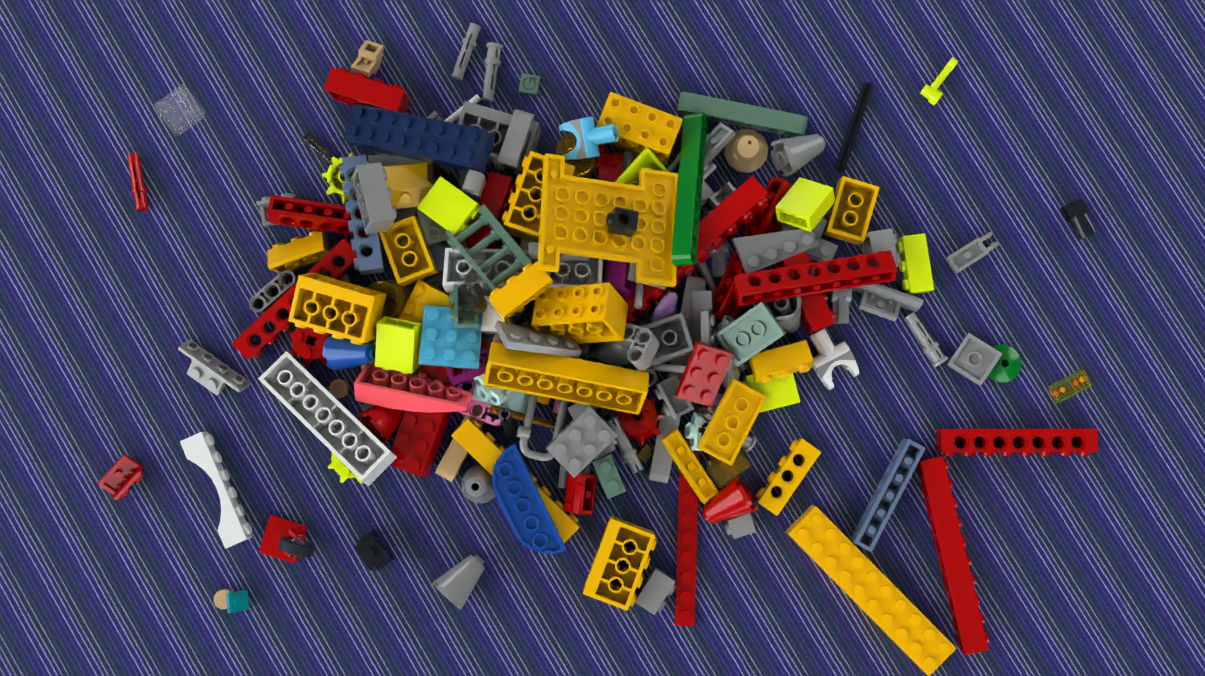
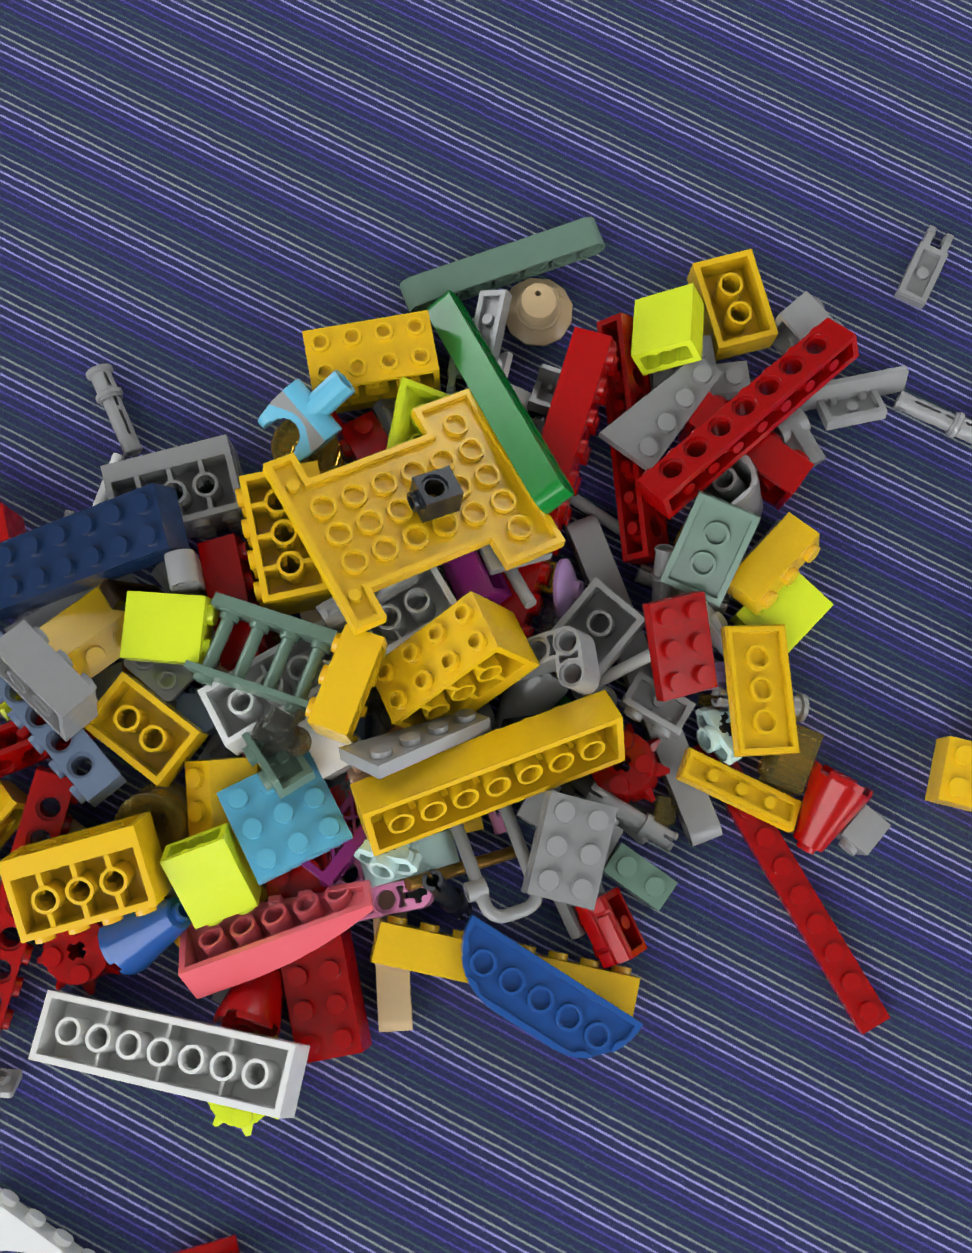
camera: 40 degrees left, 5 degrees down
(339, 388) = (162, 996): tan tile -> none
(373, 551) = (357, 1210): black torso -> none
(460, 580) = (514, 1170): light grey cone -> none
(466, 51) = (62, 405): light grey pin -> none
(481, 476) = (448, 995): light grey cone -> none
(516, 138) = (207, 473): light grey beam -> none
(529, 84) = (180, 396): sand green tile -> none
(606, 565) = (708, 1000): yellow brick -> none
(655, 591) = (804, 1002): light grey brick -> none
(703, 318) = (627, 569): light grey bracket -> none
(719, 260) = (598, 479): clear piece -> none
(795, 152) = (606, 273): light grey cone -> none
(809, 455) = (892, 672): yellow brick -> none
(830, 357) = (833, 517): white connector -> none
(853, 127) = (662, 196): black axle -> none
(915, 264) = (877, 336): neon yellow brick -> none
(932, 92) = (736, 92): neon yellow brick -> none

